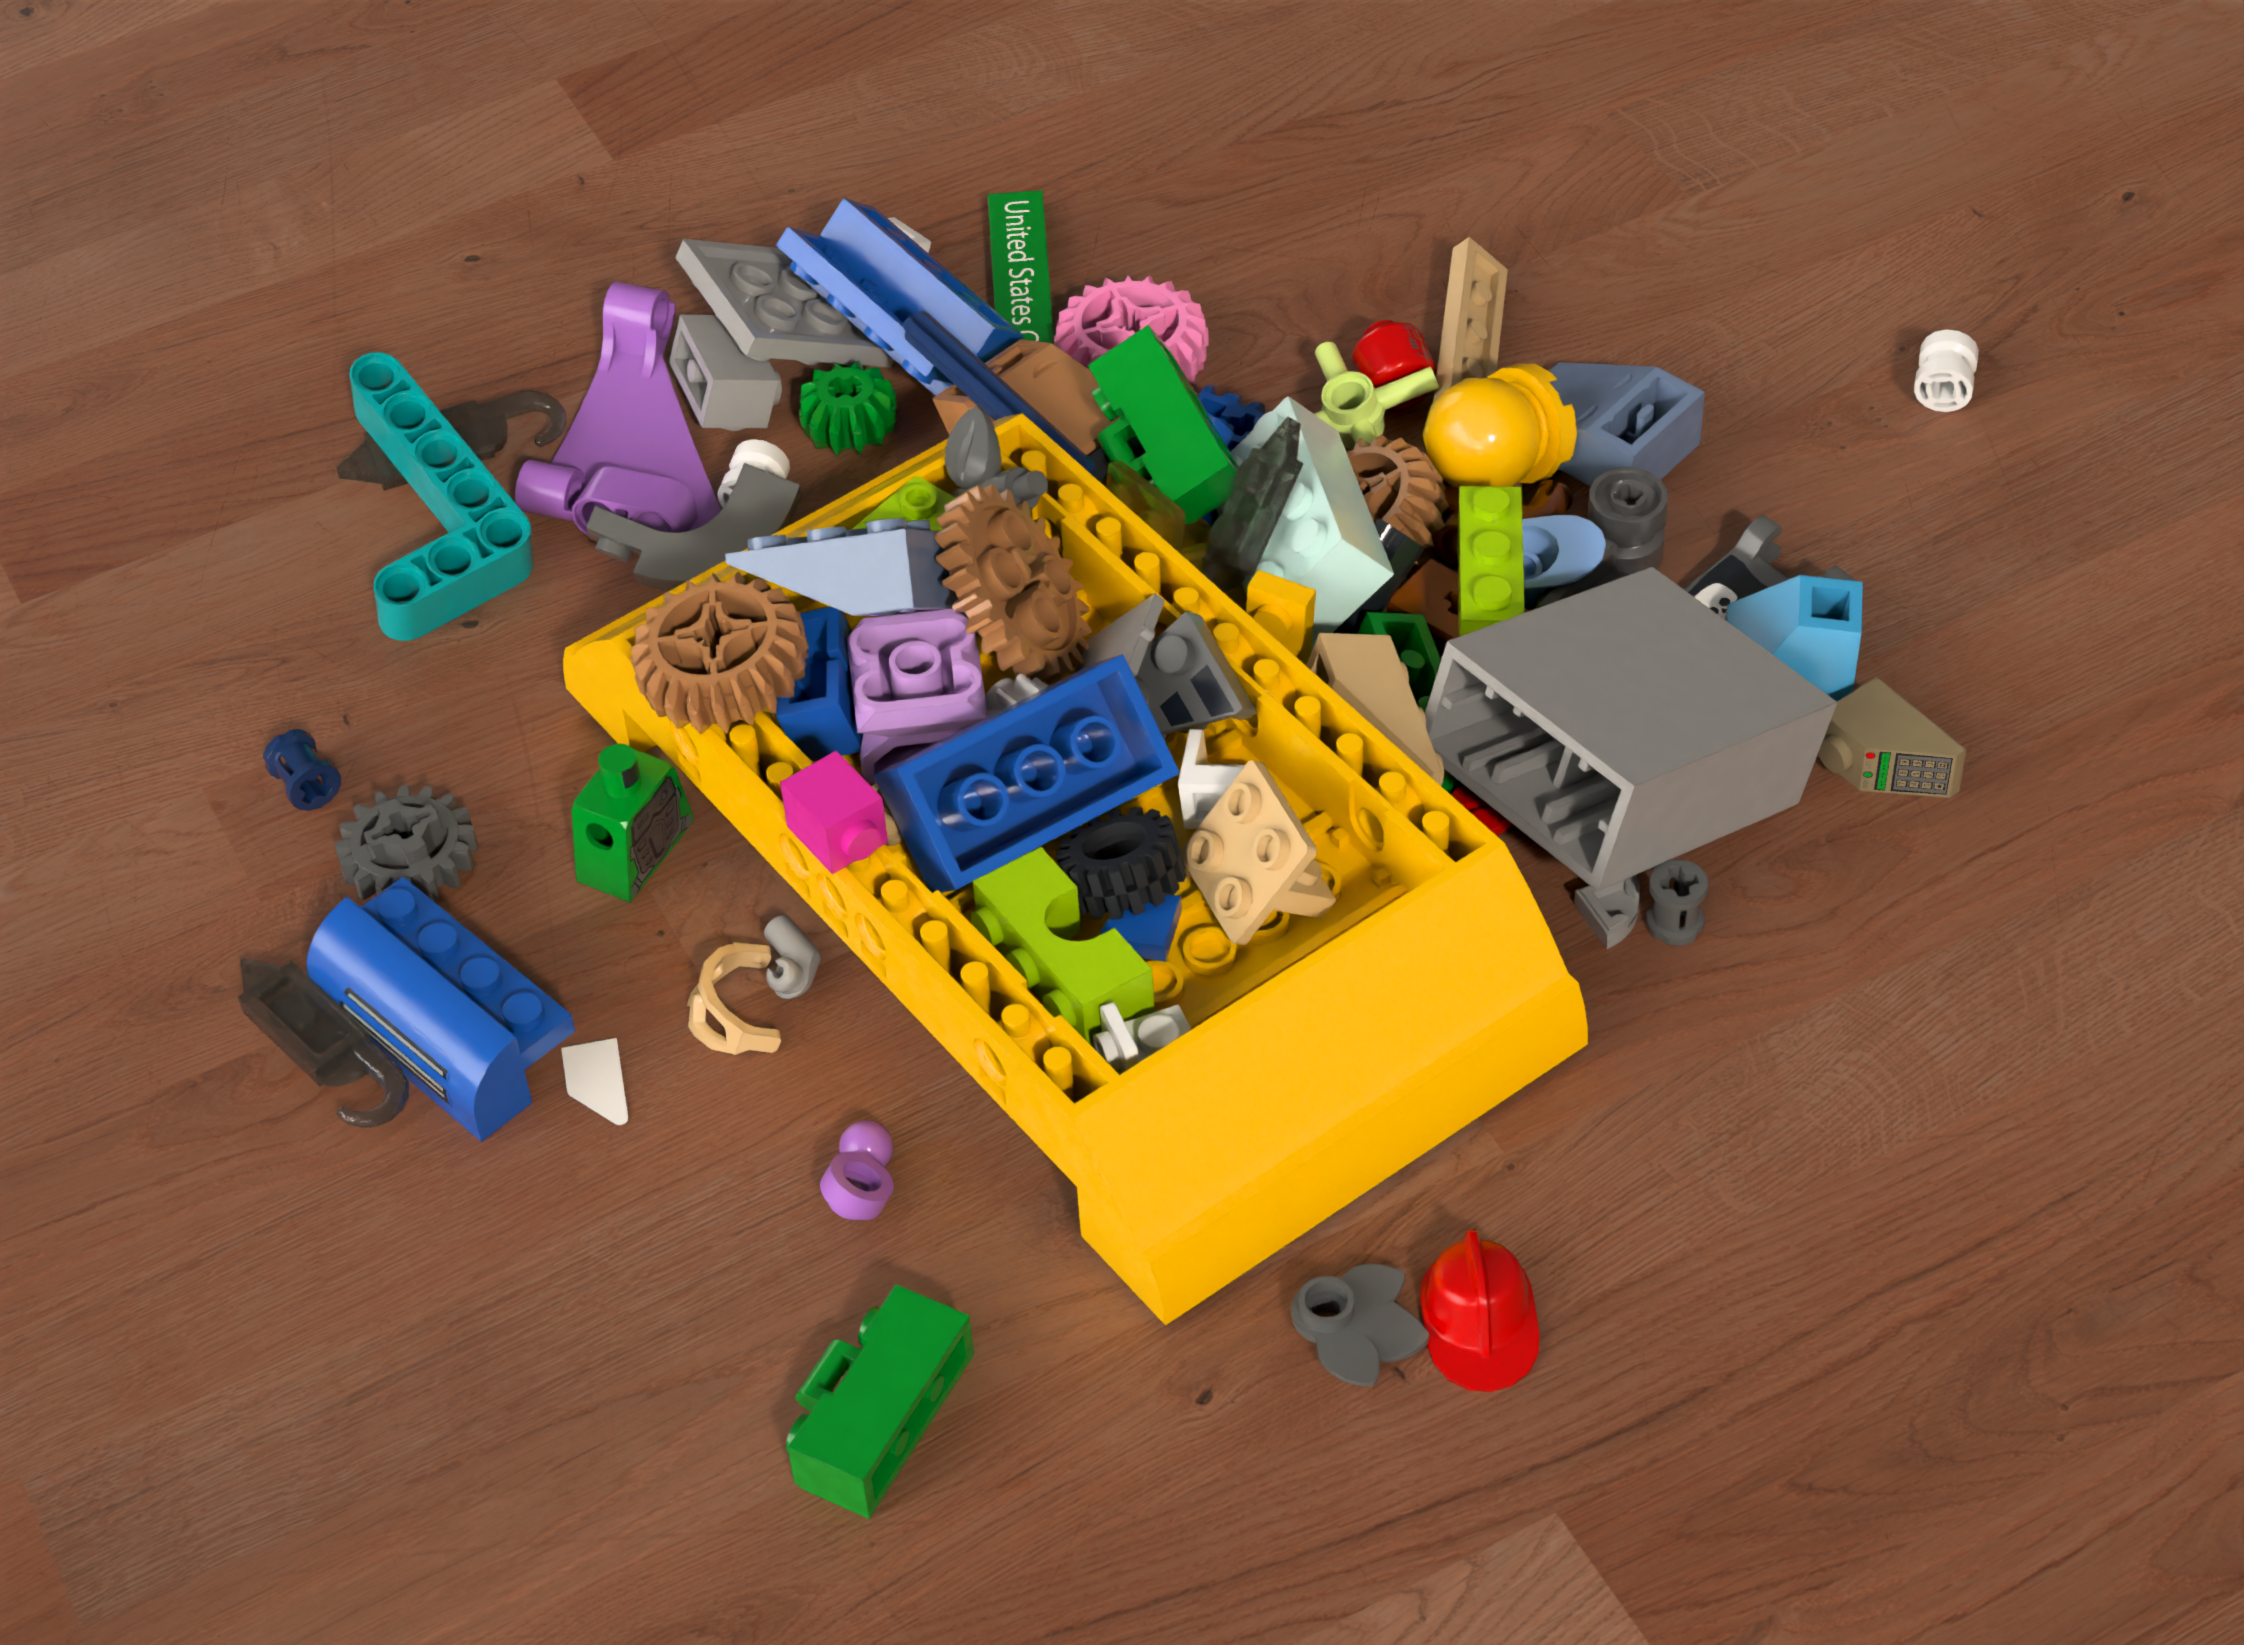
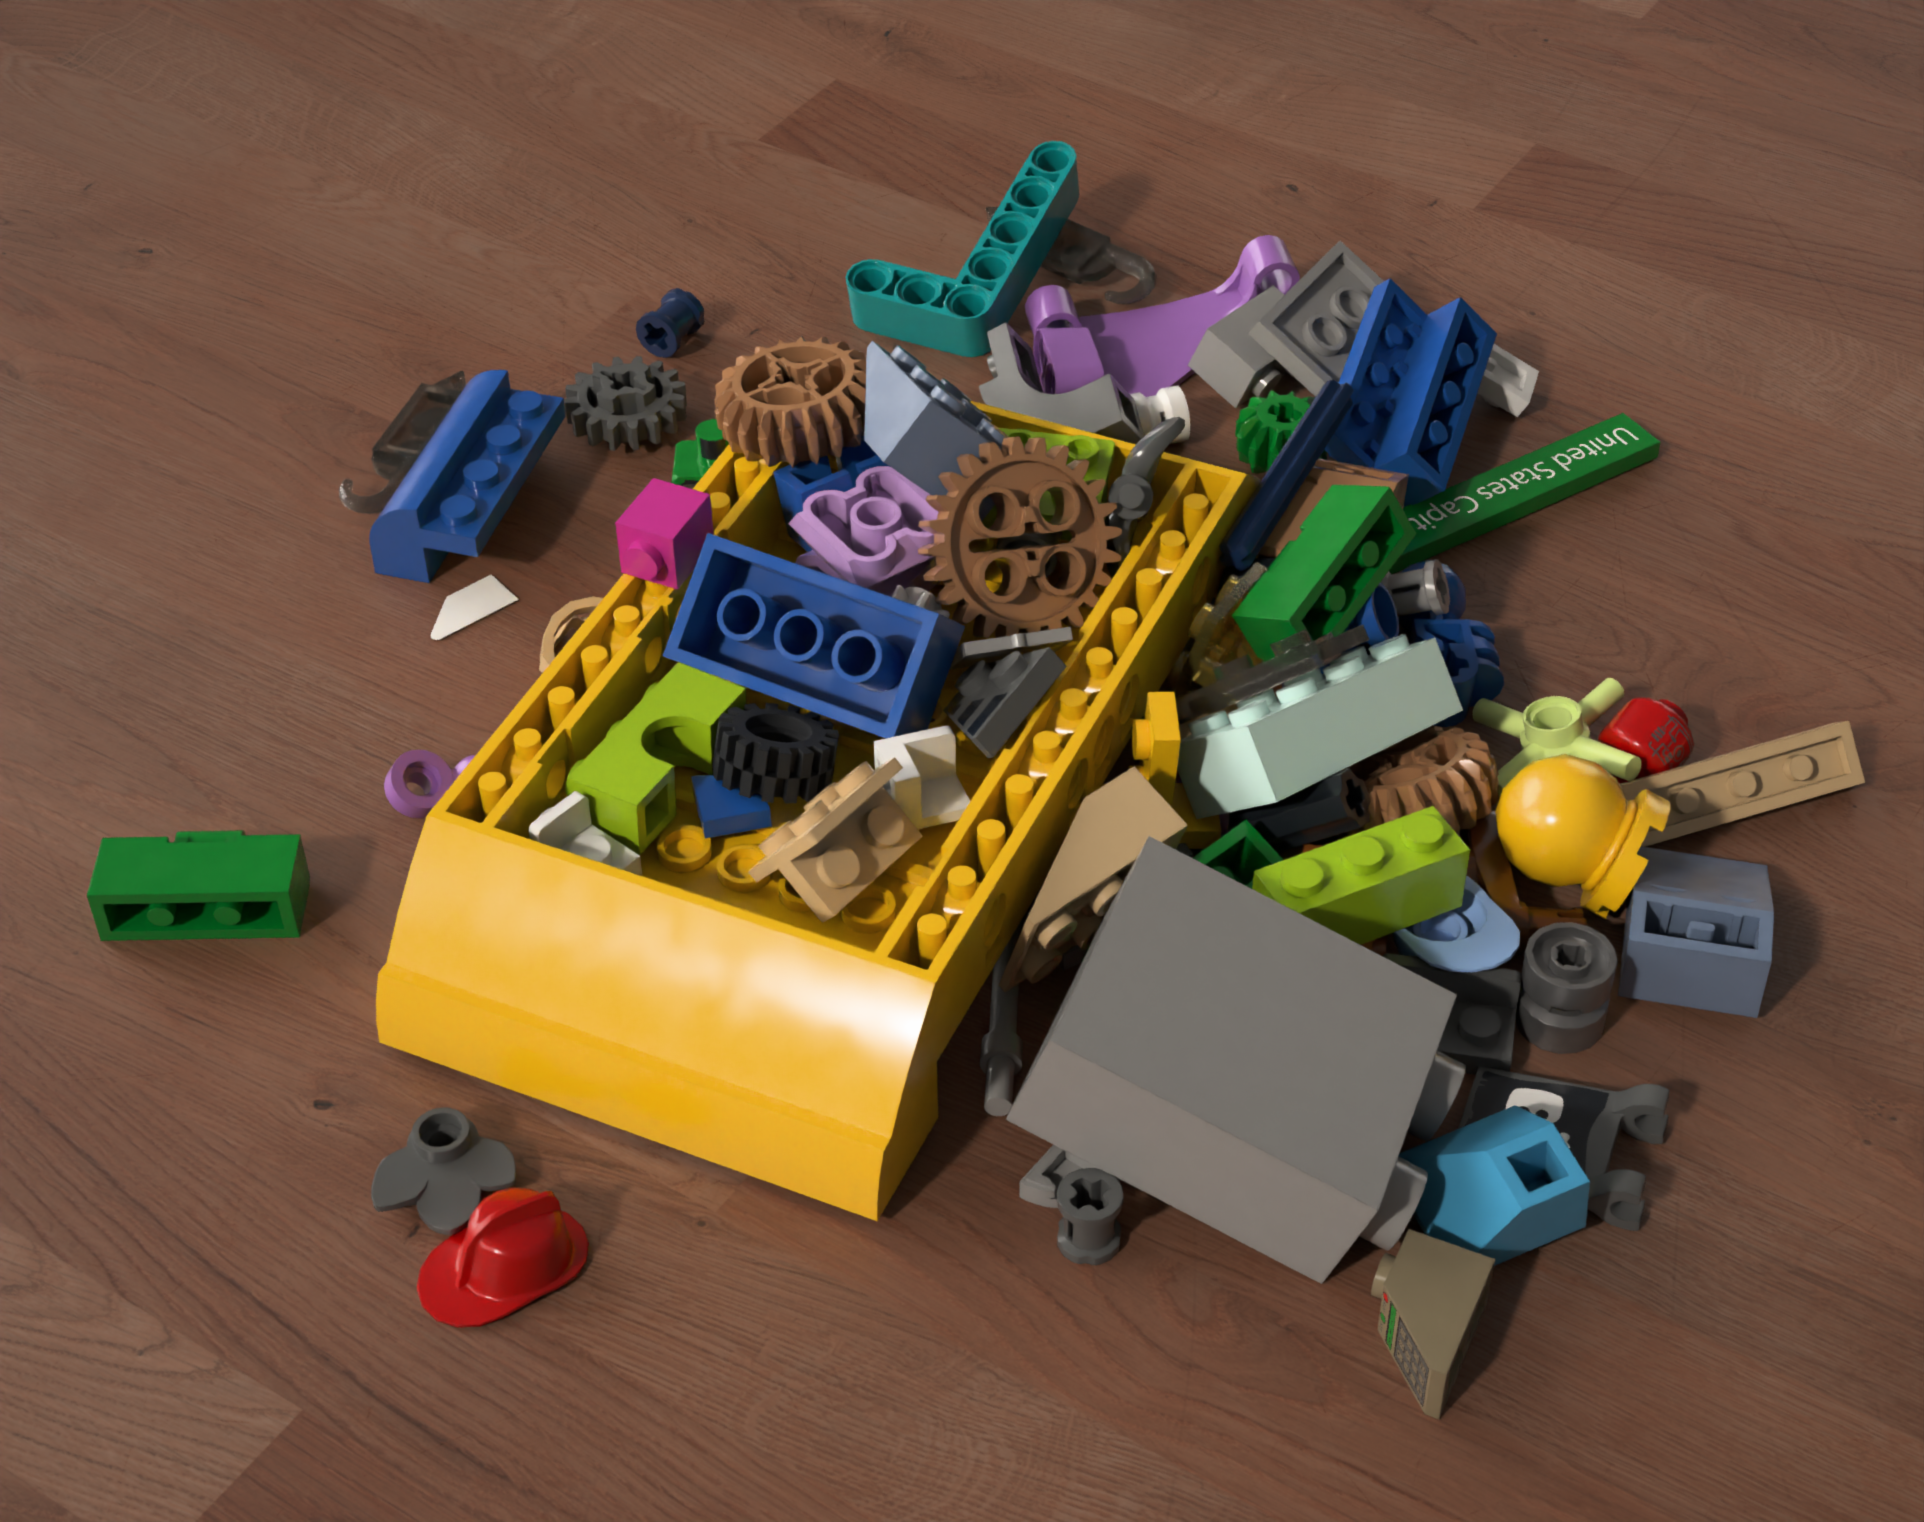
camera: 60 degrees right, 5 degrees down
(1120, 309) = (1522, 564): bright pink gear -> none

